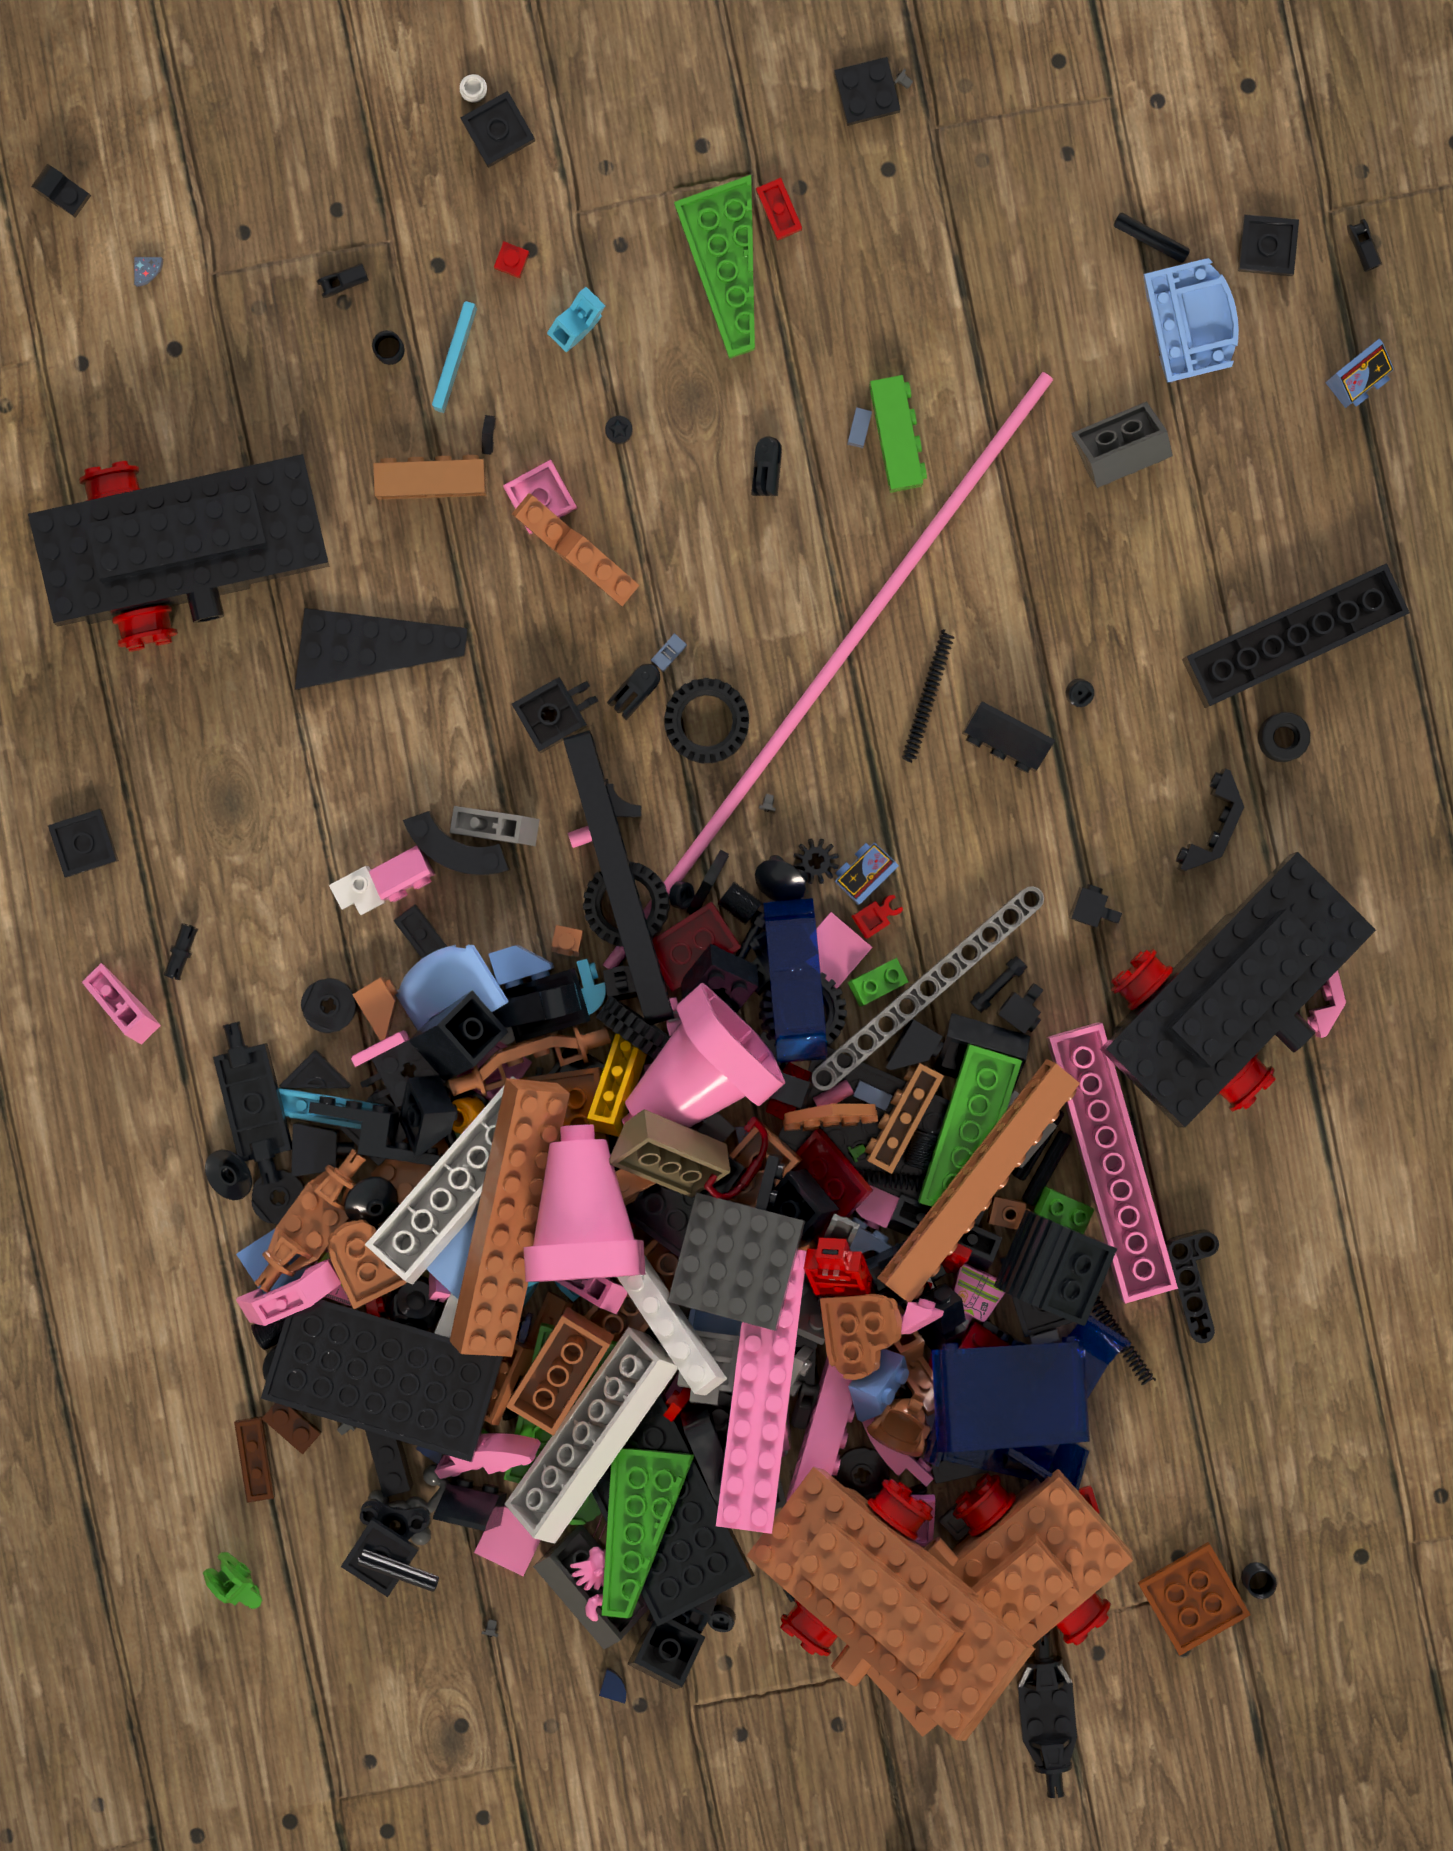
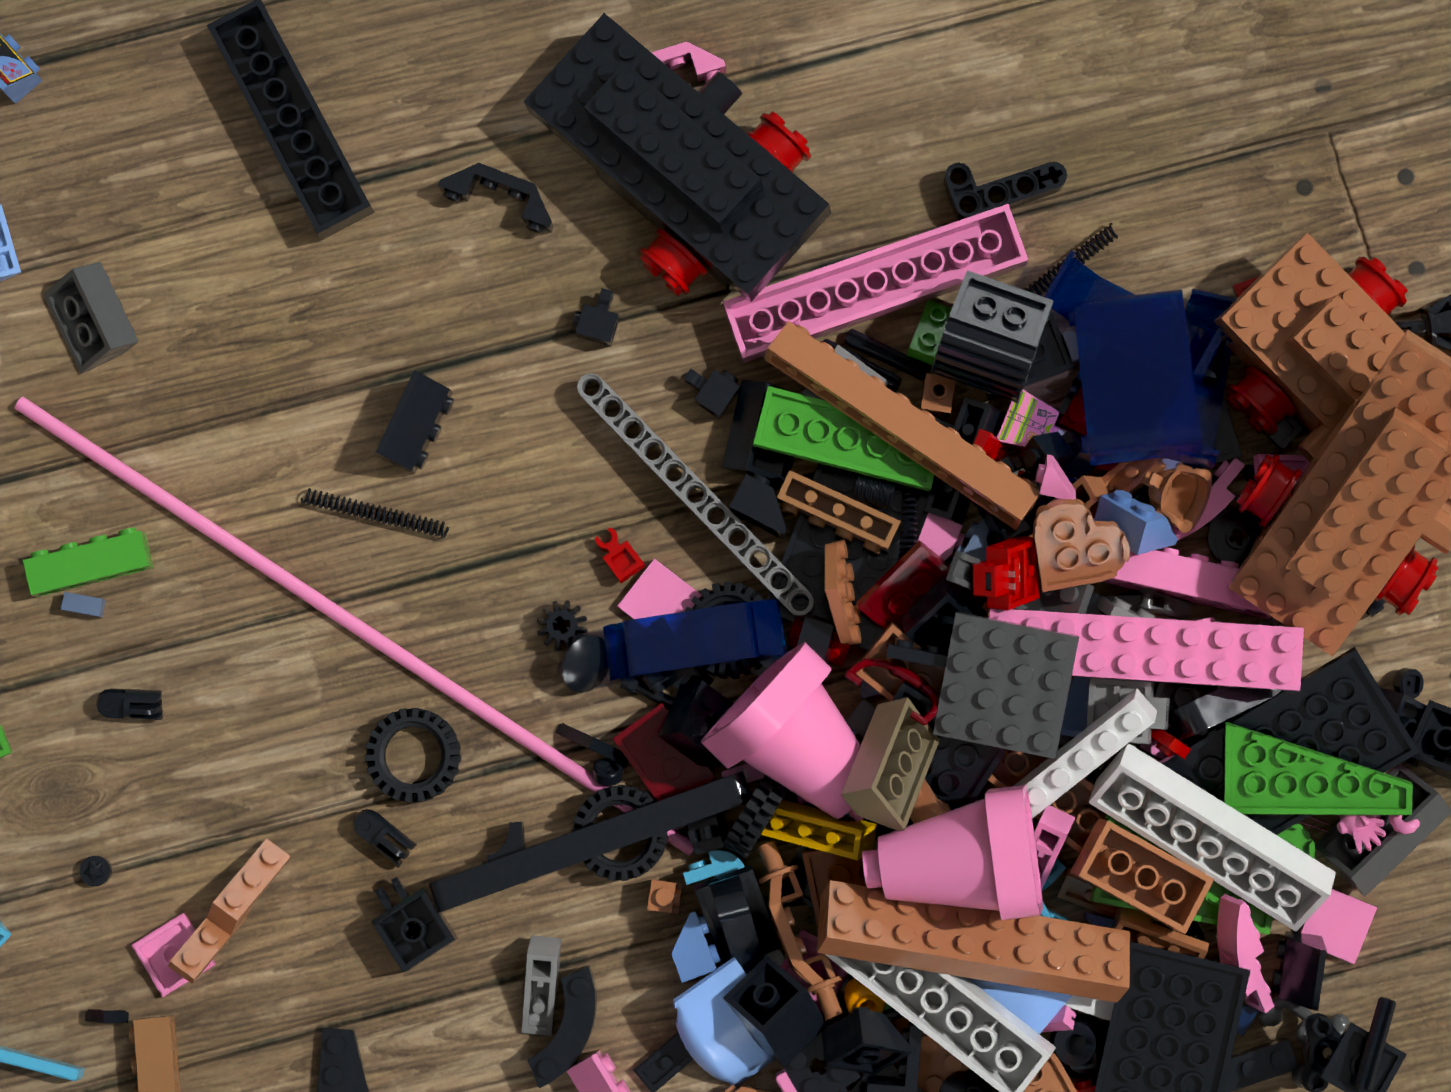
camera: 85 degrees left, 5 degrees down
(491, 1628) = (1438, 940): dark grey piece -> none
(580, 836) = (548, 887): bright pink axle -> none
(668, 652) = (339, 801): sand blue piece -> none
(739, 903) = (613, 707): black piece -> none
(768, 803) = (502, 682): dark grey piece -> none
(835, 1094) = (816, 587): bright pink axle -> none
(856, 1151) = (880, 563): bright green piece -> none
(865, 872) = (572, 570): slope -> none
(872, 1095) = (816, 548): sand blue piece -> none
(877, 982) = (692, 550): bright green plate -> none
(1015, 967) = (668, 401): black bar -> none
(1079, 692) = (363, 347): black tile -> none
(1194, 1598) = (1348, 167): dark orange plate -> none
(1264, 1592) = (1331, 87): black piece -> none
(1301, 737) = (392, 108): black tyre -> none

